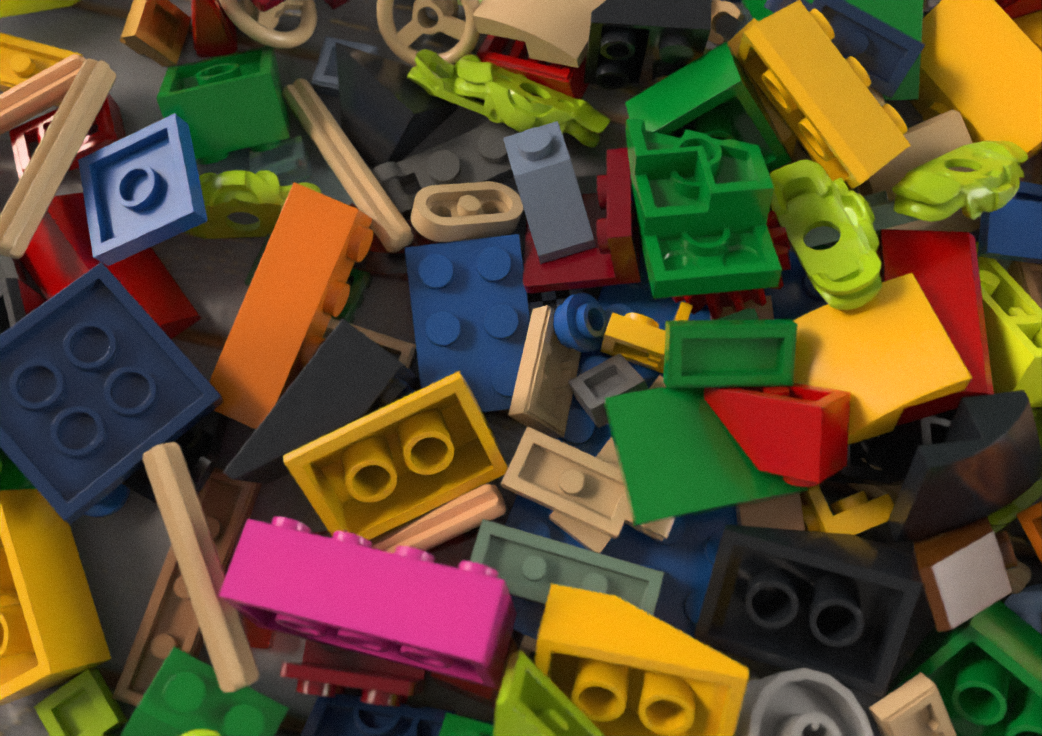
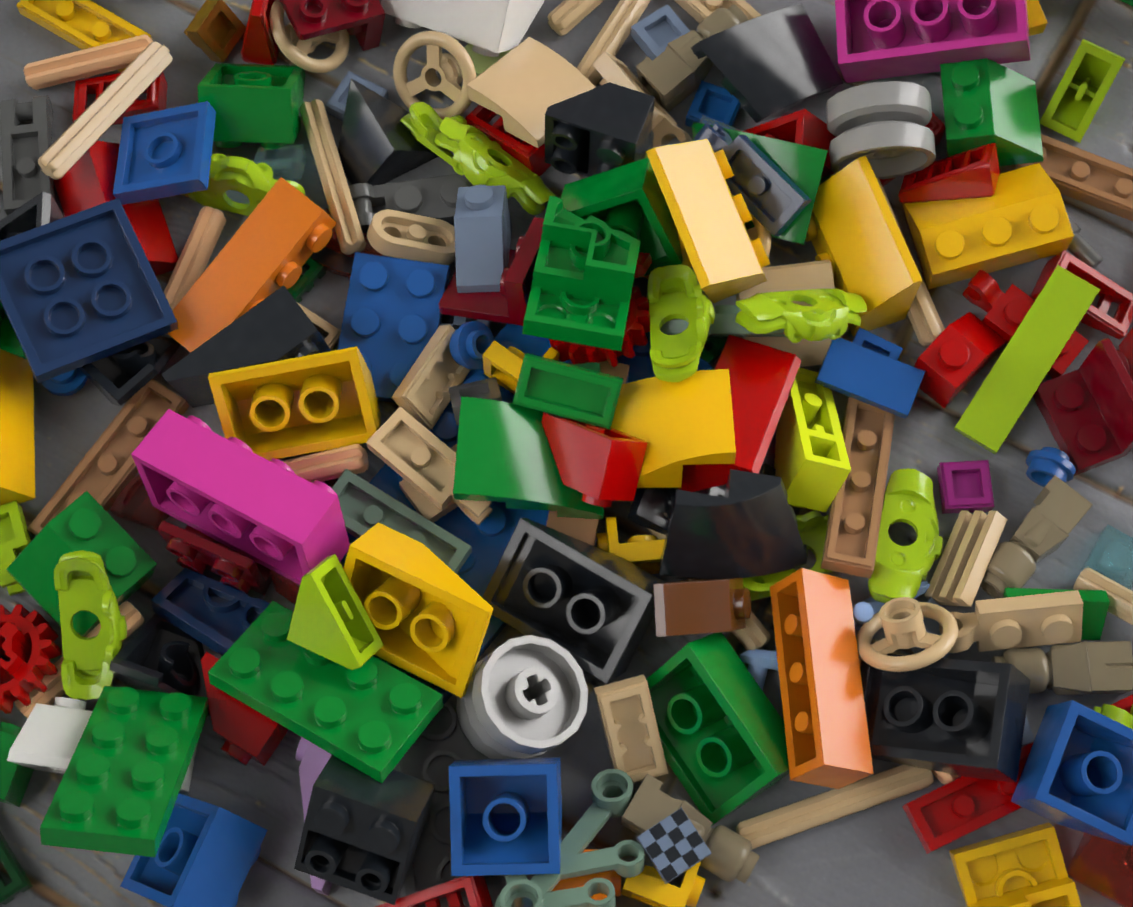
camera: 15 degrees right, 5 degrees down
(200, 567) = (123, 438): tan axle -> none
(213, 304) = (195, 254): none -> light nougat axle

